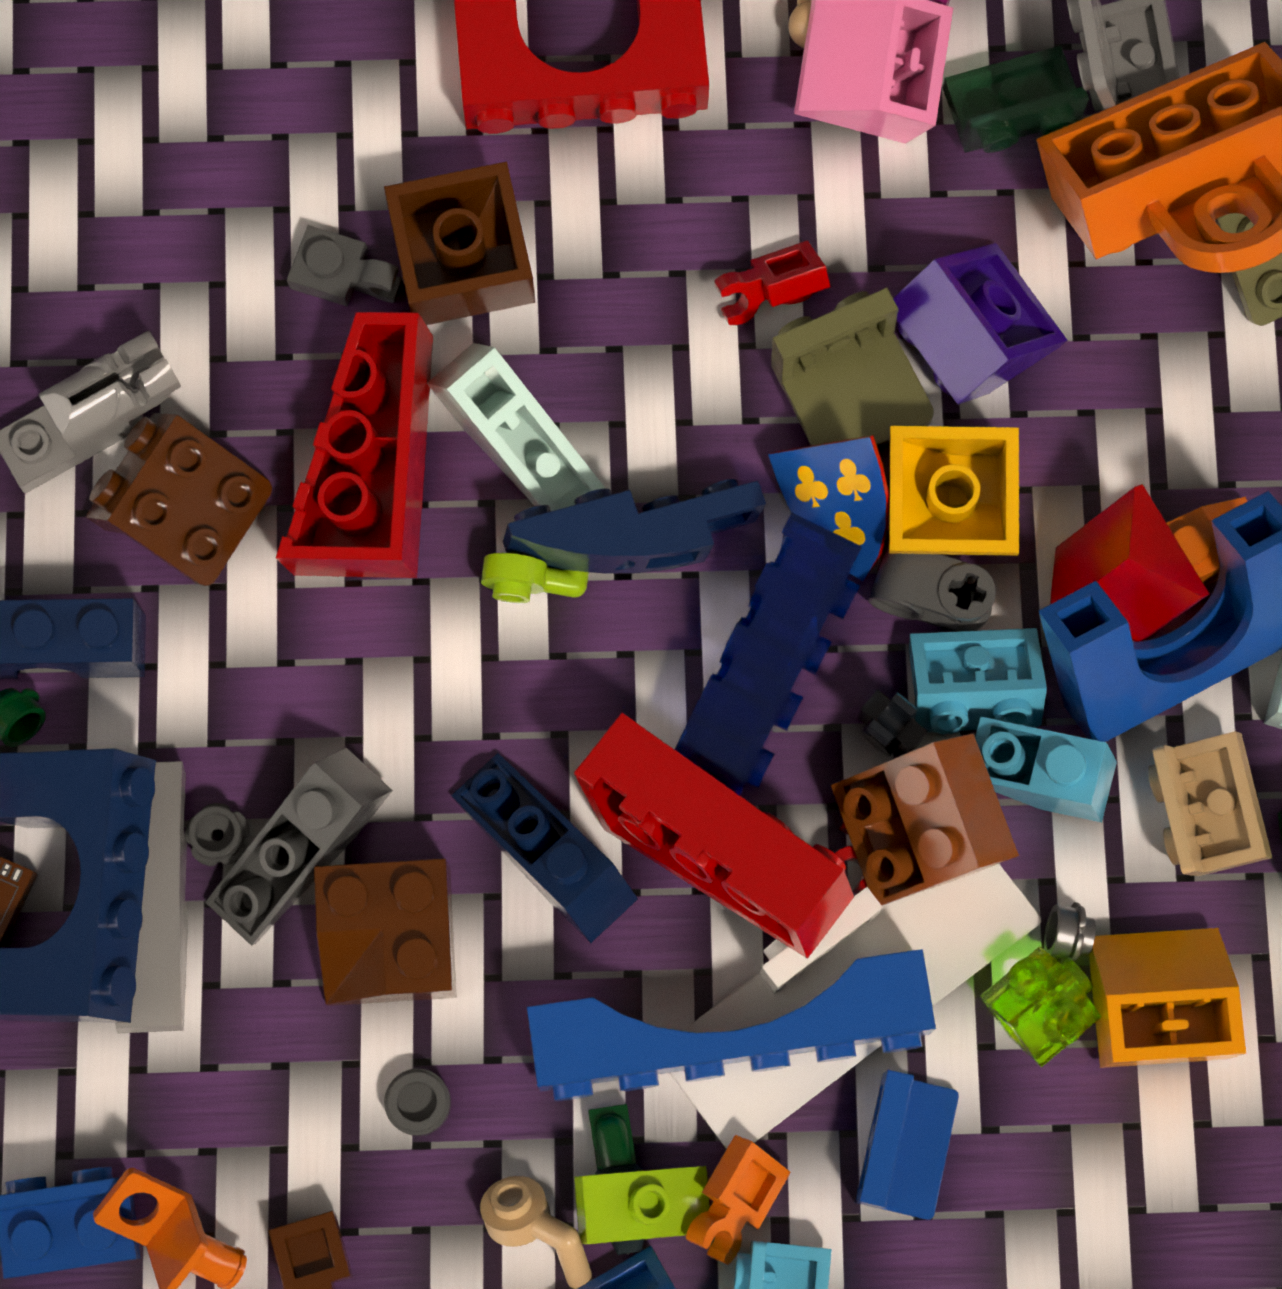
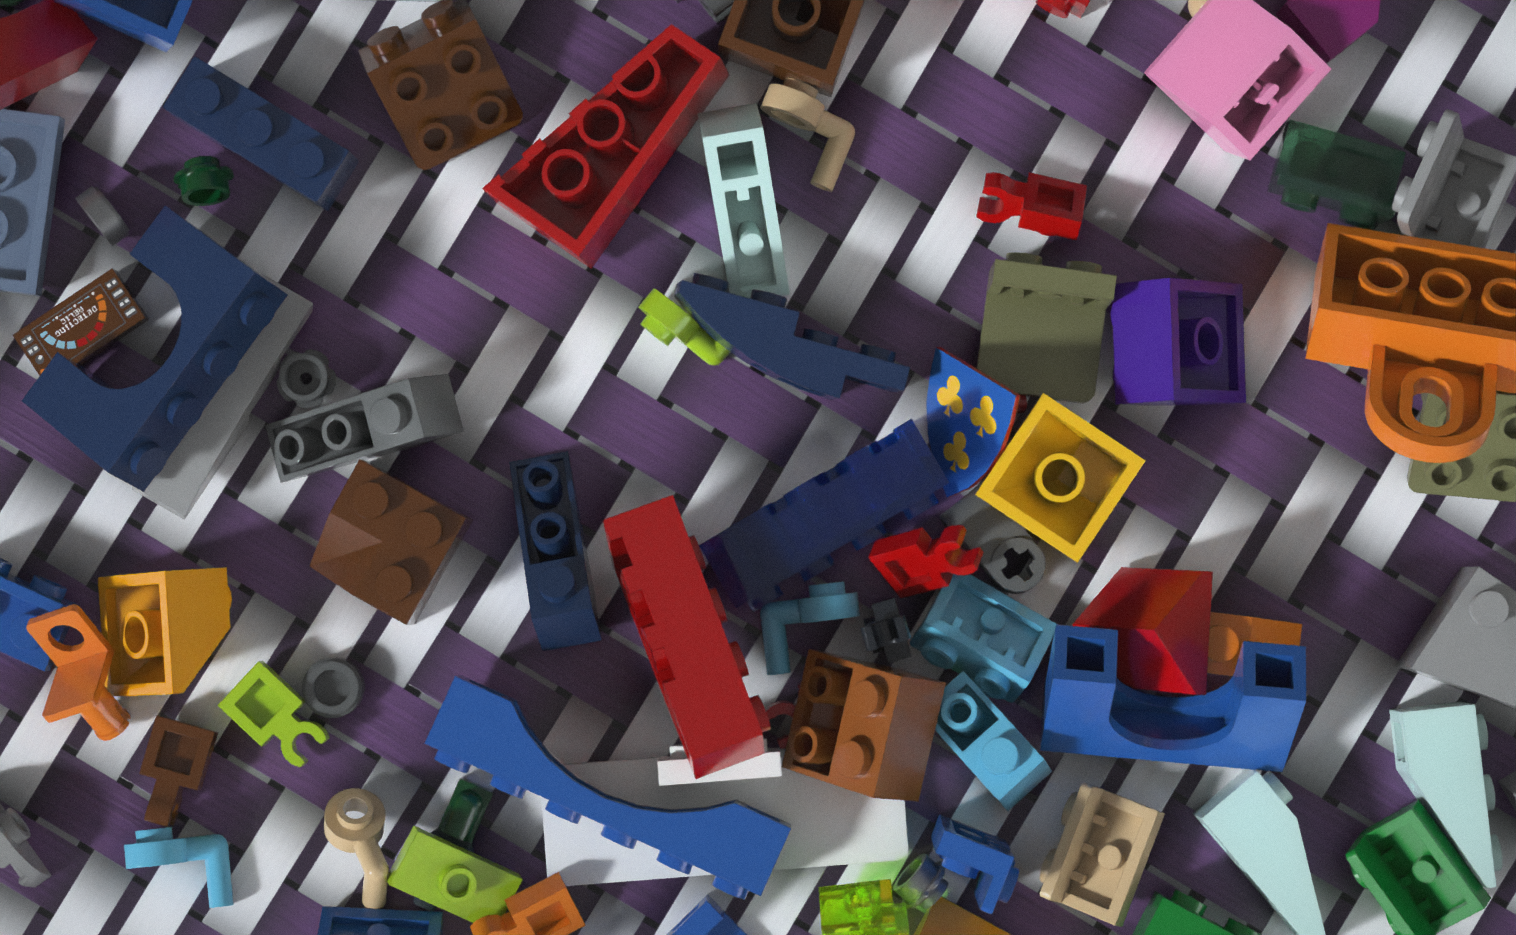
camera: 35 degrees right, 10 degrees up
(222, 1142) = (162, 627): none -> light orange slope
(367, 1158) = (267, 708): none -> lime plate
(515, 325) = (797, 106): none -> tan plate
(818, 739) = (825, 603): none -> medium azure plate
(881, 646) = (920, 564): none -> red plate
(1115, 867) = (970, 850): none -> blue bracket

